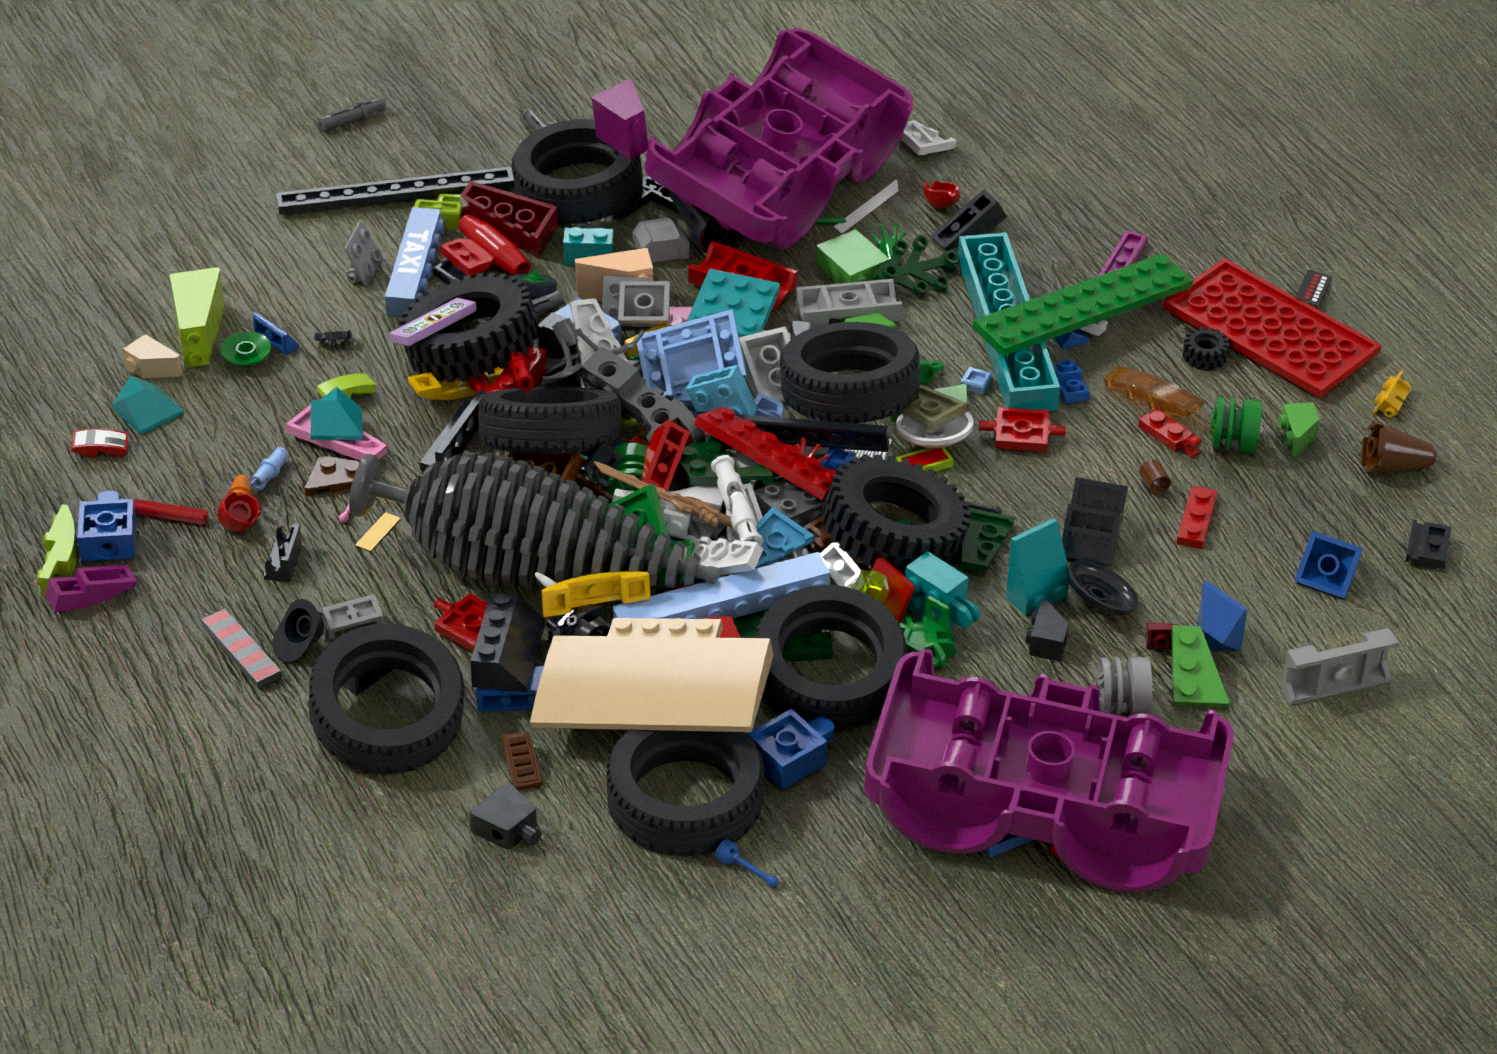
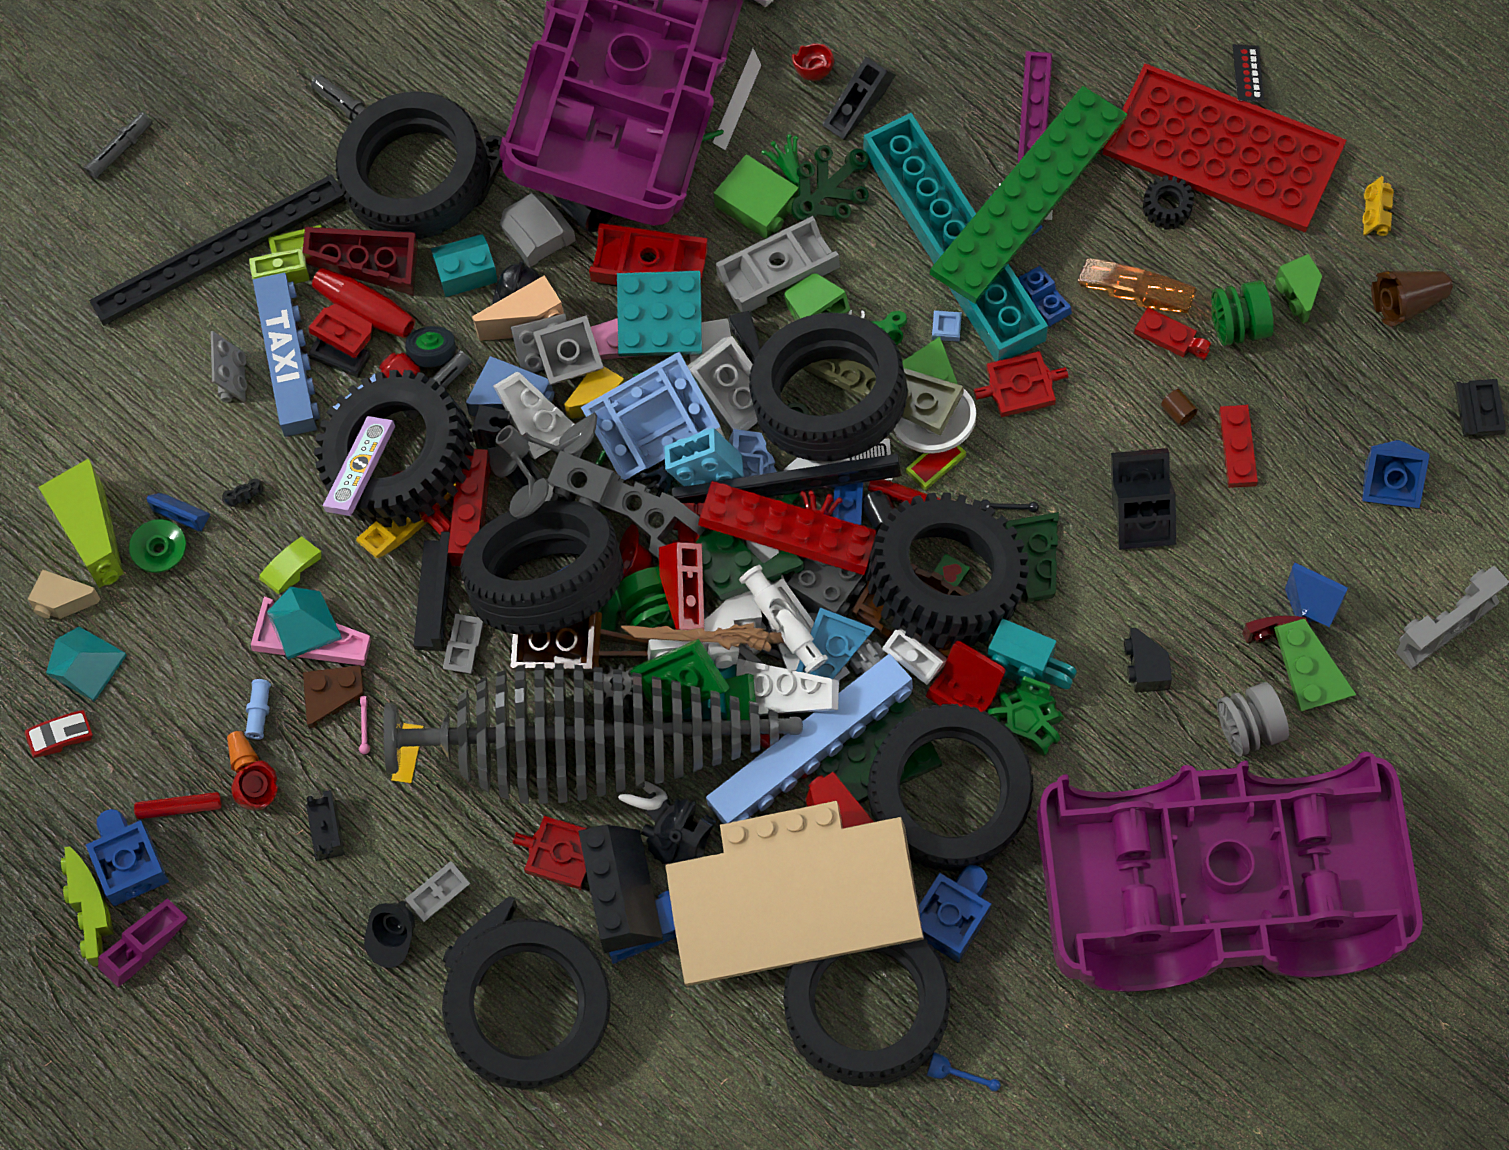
camera: 15 degrees left, 25 degrees up
(241, 648) = (336, 967): tile -> none
(505, 818) = (704, 1104): black torso -> none
(516, 745) = (672, 999): reddish brown slope -> none
(520, 368) = (477, 497): red axle -> none
(595, 589) = (683, 788): yellow slope -> none
(605, 455) = (621, 611): black bracket -> none
(621, 119) = (448, 102): magenta slope -> none
(873, 584) = (958, 684): clear neon green brick -> none
(1037, 568) = (1116, 595): teal slope -> none
(1101, 588) = (1183, 588): black hat -> none

